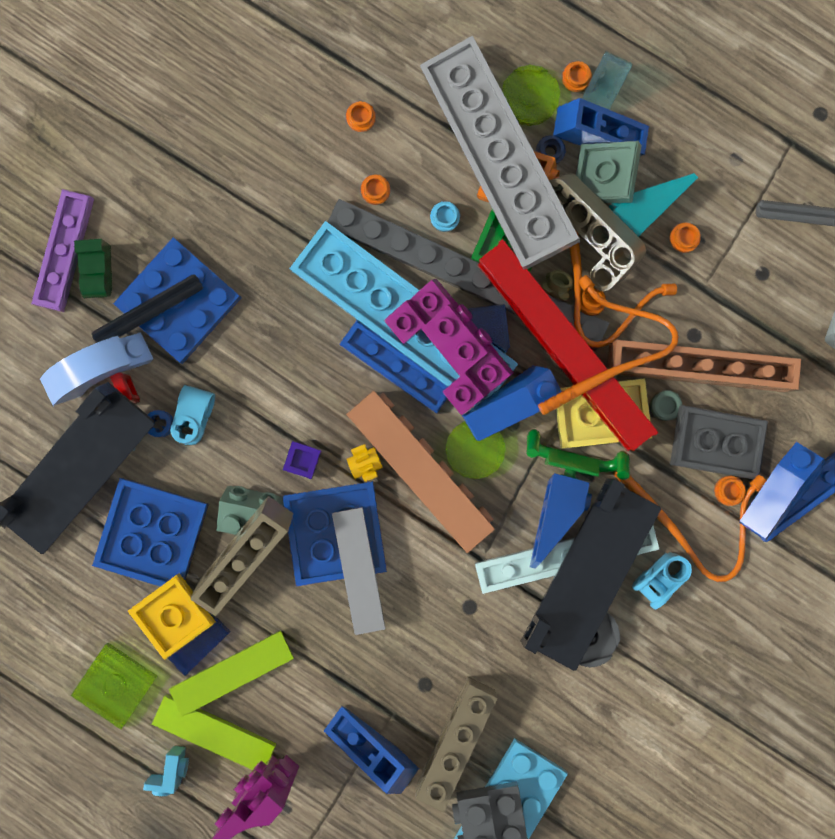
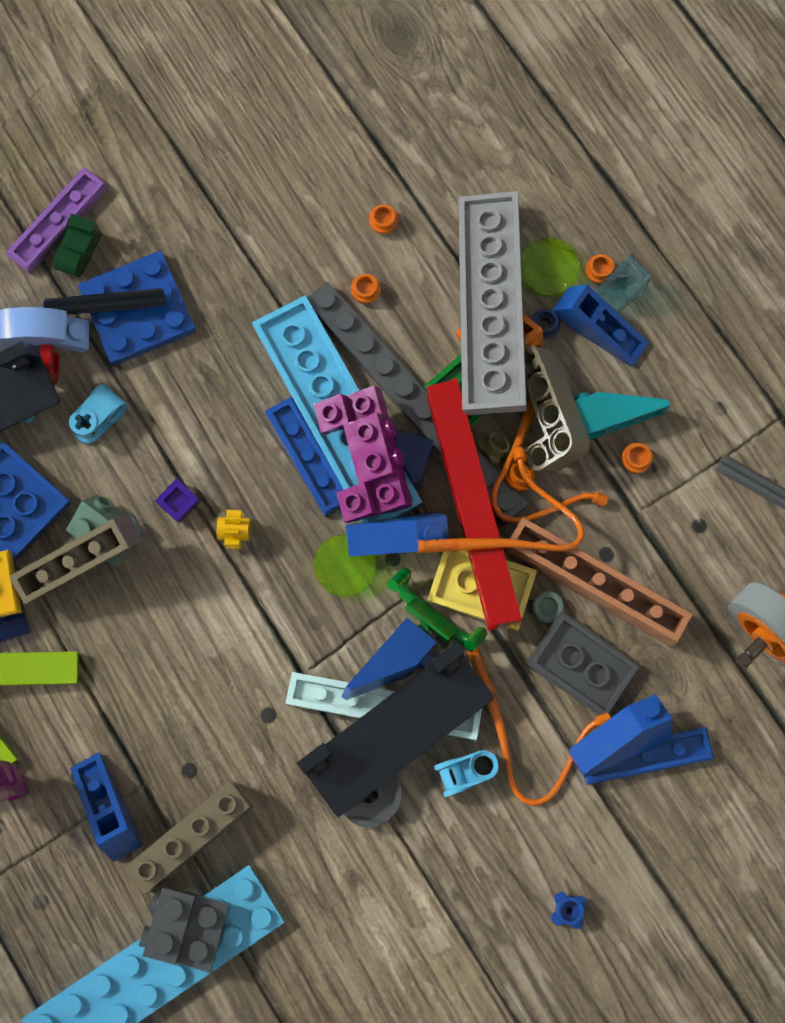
camera: 30 degrees right, 10 degrees down
(165, 416) = (63, 420): blue bush -> none
(313, 531) = (174, 583): blue plate -> none
(358, 571) = (178, 625): light grey tile -> none
(420, 471) = (282, 561): nougat brick -> none
(445, 216) = (418, 340): medium azure plate -> none
(610, 169) = (590, 363): sand green tile -> none
(730, 490) = (573, 717): orange plate -> none
(805, 655) = (575, 917): none -> blue plate

